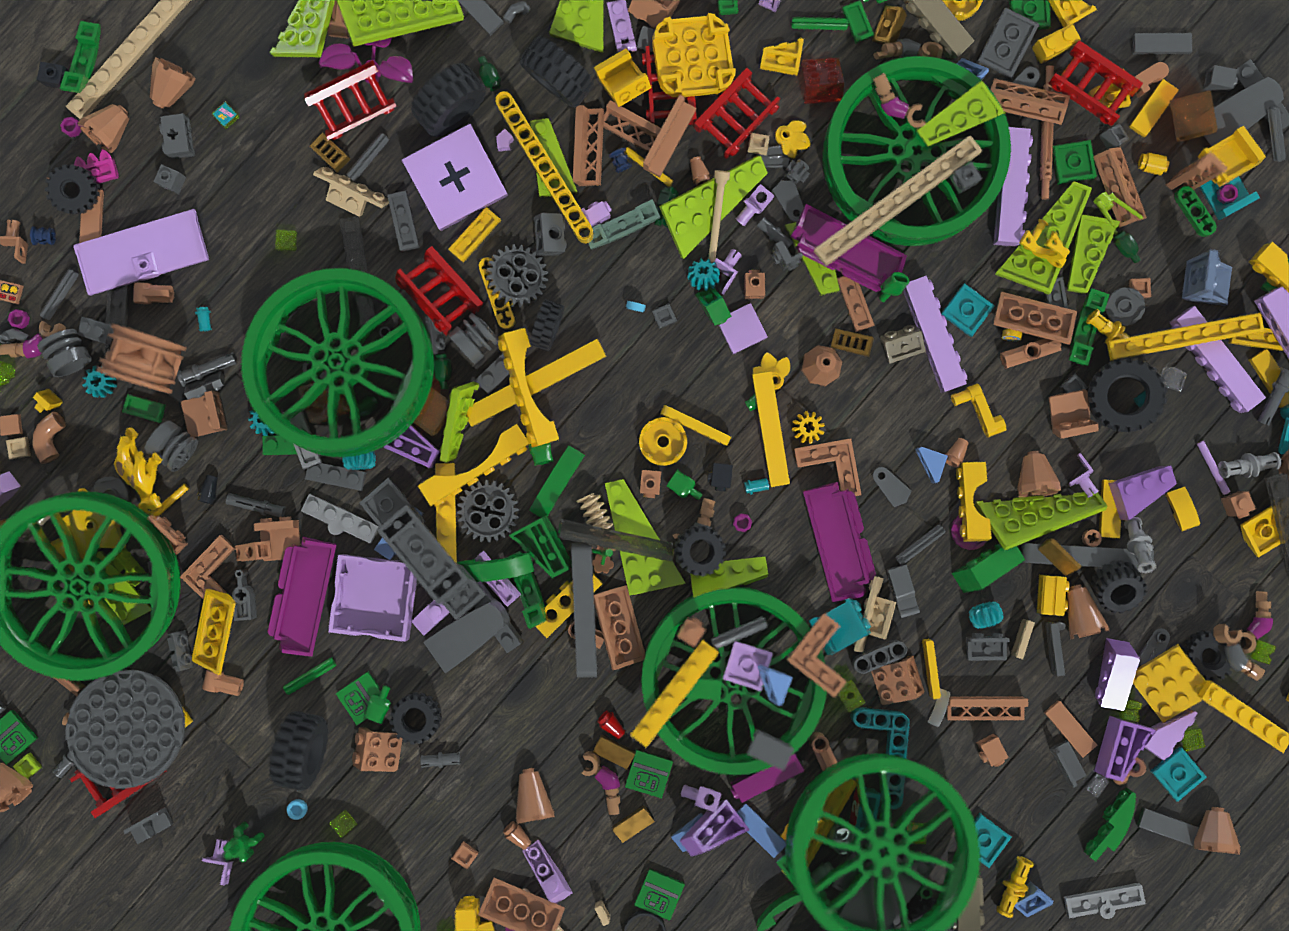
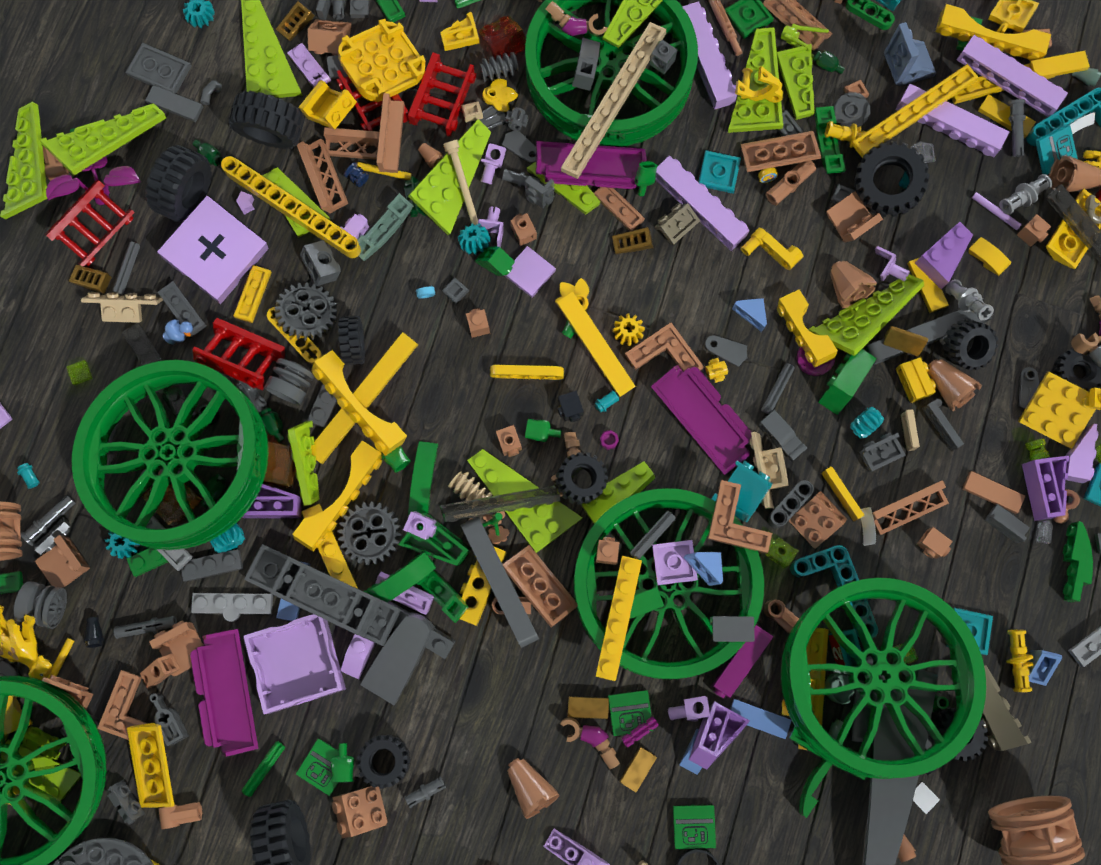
camera: 30 degrees left, 10 degrees down
(389, 242) = (177, 332): none -> medium blue animal
(516, 835) = (530, 832): nougat cone -> none
(535, 521) = (429, 525): none -> lavender brick
(611, 724) = (573, 681): red cone -> none
(649, 794) = (640, 731): none -> magenta axle
(653, 431) = (499, 386): yellow plate -> none
(671, 358) = (477, 322): none -> nougat brick
(805, 109) = (493, 67): none -> dark grey piece
(814, 368) = (615, 272): nougat cone -> none
(871, 502) = (716, 370): none -> yellow gear
(888, 151) = (586, 64): none -> dark grey slope
(957, 453) = (770, 294): nougat cone -> none
(1085, 540) = (927, 311): nougat bush -> none
(1116, 674) = (1008, 423): wedge -> none

